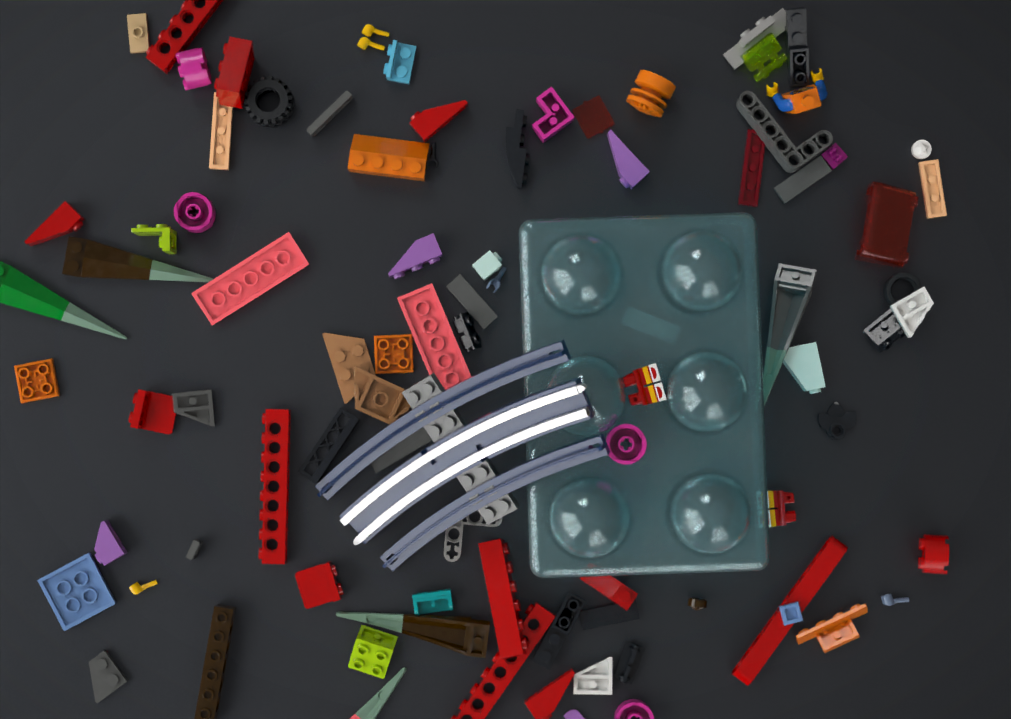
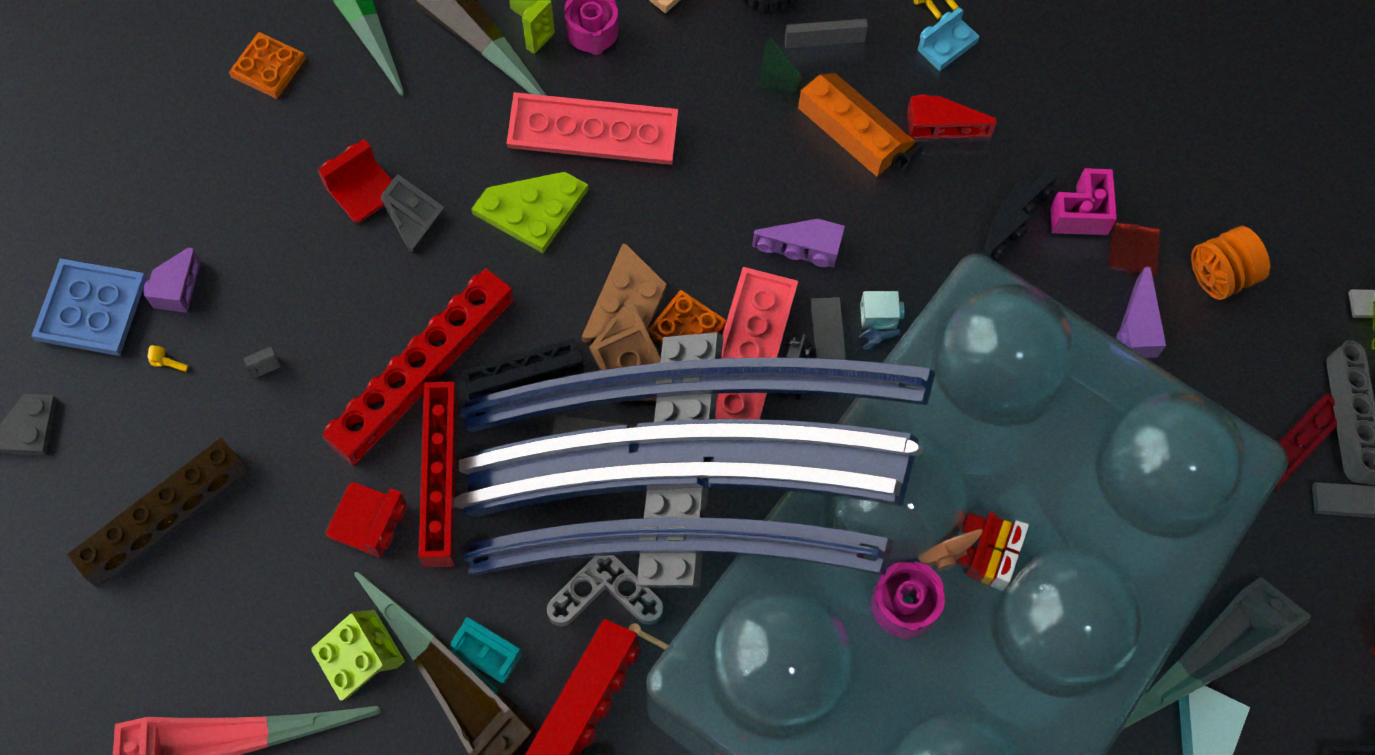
camera: 40 degrees right, 20 degrees down
(256, 349) = (532, 207): none -> lime plate
(321, 160) = (777, 71): none -> clear green slope
(336, 535) = (438, 475): none -> red brick
(495, 533) = (636, 628): none -> light nougat hinge
(628, 411) = (944, 554): none -> nougat plate

